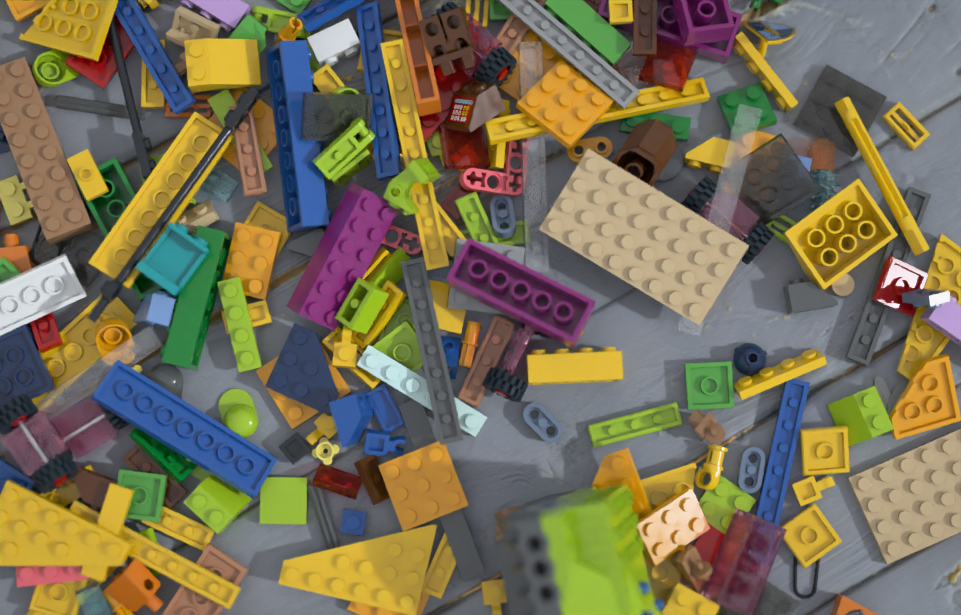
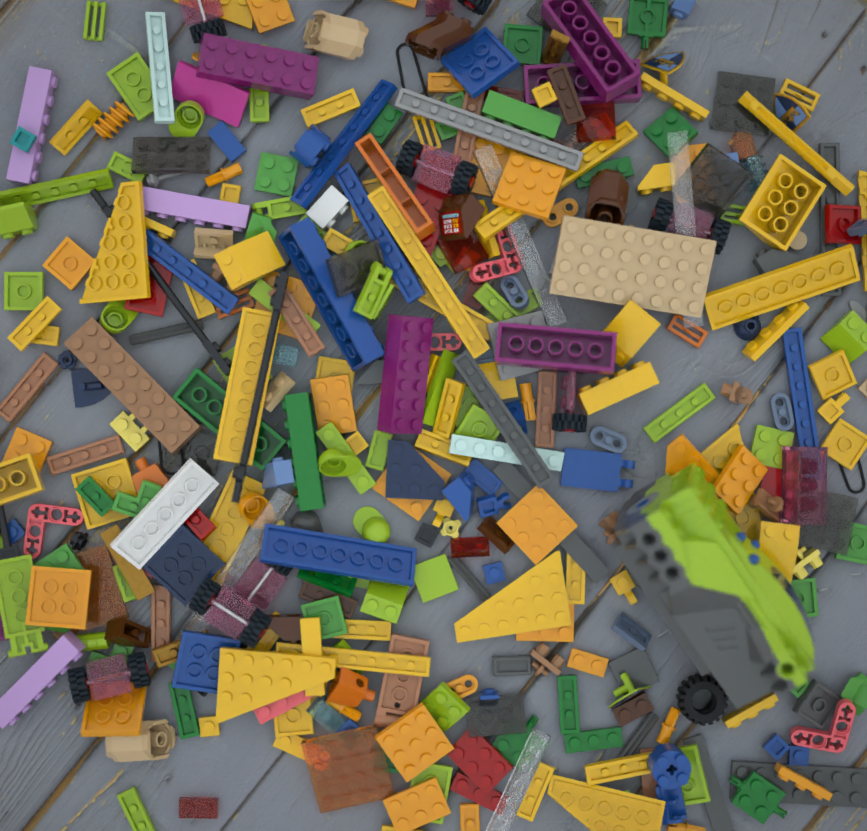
camera: 20 degrees left, 5 degrees up
(87, 175) = (181, 390): yellow plate -> none
(174, 258) = (277, 428): teal panel -> none
(223, 325) = (336, 464): none -> lime cap
(278, 332) = (378, 450): none -> lime plate
(289, 32) = (289, 216): light orange axle -> none
(345, 352) = (436, 446): yellow plate -> none
(362, 306) = (435, 406): lime brick -> none
(400, 187) = (441, 285): lime tile -> none
(448, 39) = (420, 171): reddish brown hips -> none
(513, 450) = (594, 470): none -> blue tile
(615, 308) = (633, 329): none -> yellow slope
(673, 342) = (682, 336): none -> orange tile
(709, 385) = (724, 360): bright green plate -> none
(712, 466) = (751, 421): yellow connector -> none
(804, 328) = (781, 287): none -> yellow plate
(888, 138) = (790, 111): none -> shield

